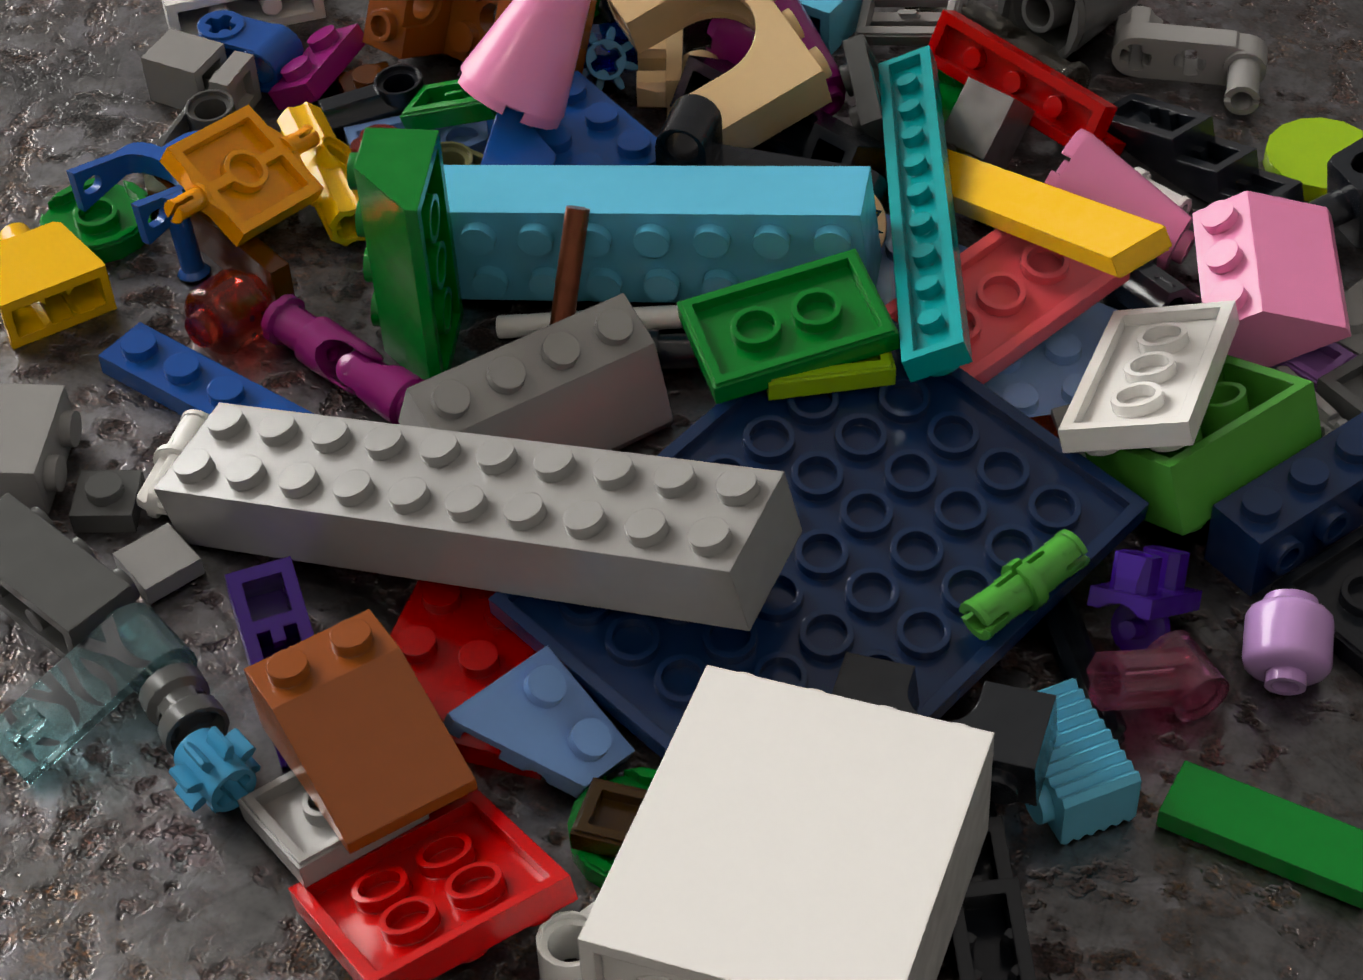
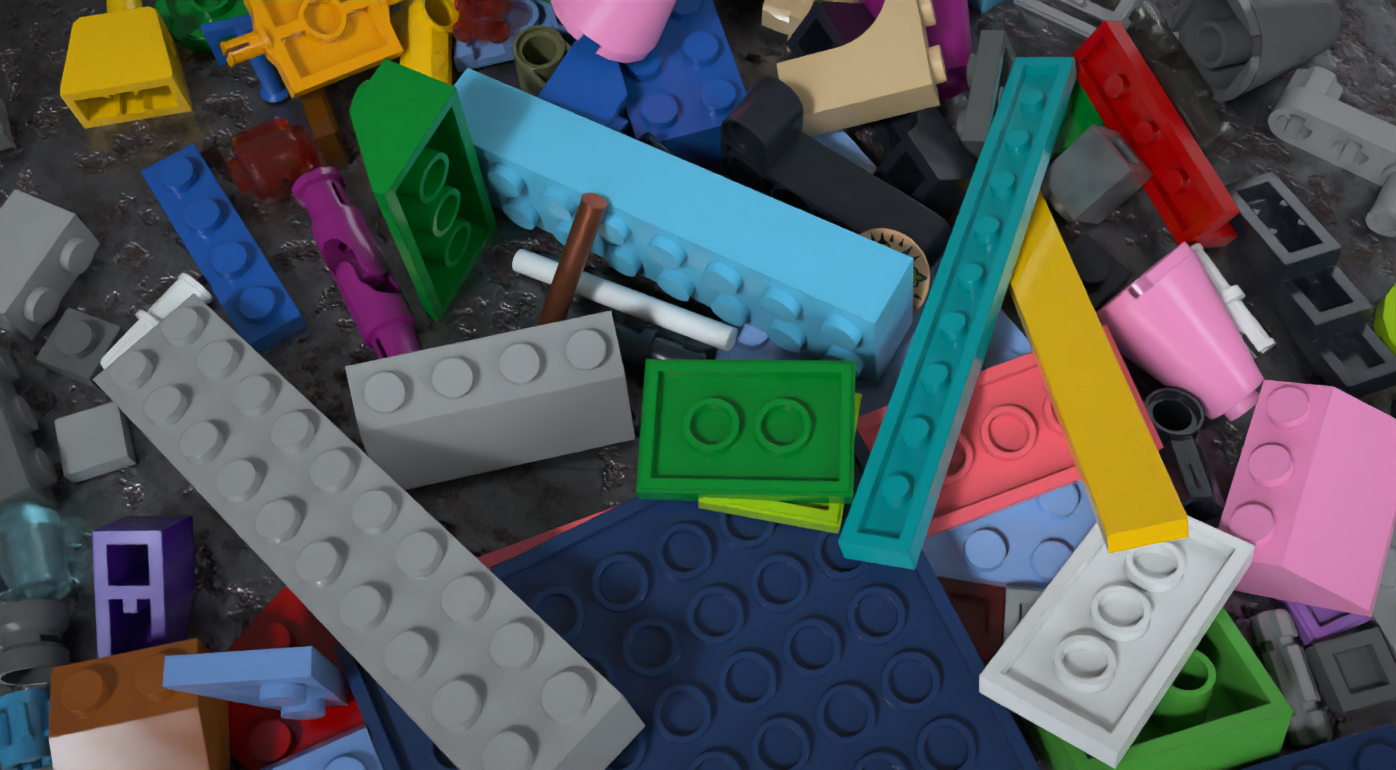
camera: 20 degrees right, 20 degrees up
(450, 617) = (281, 679): none -> medium blue wing

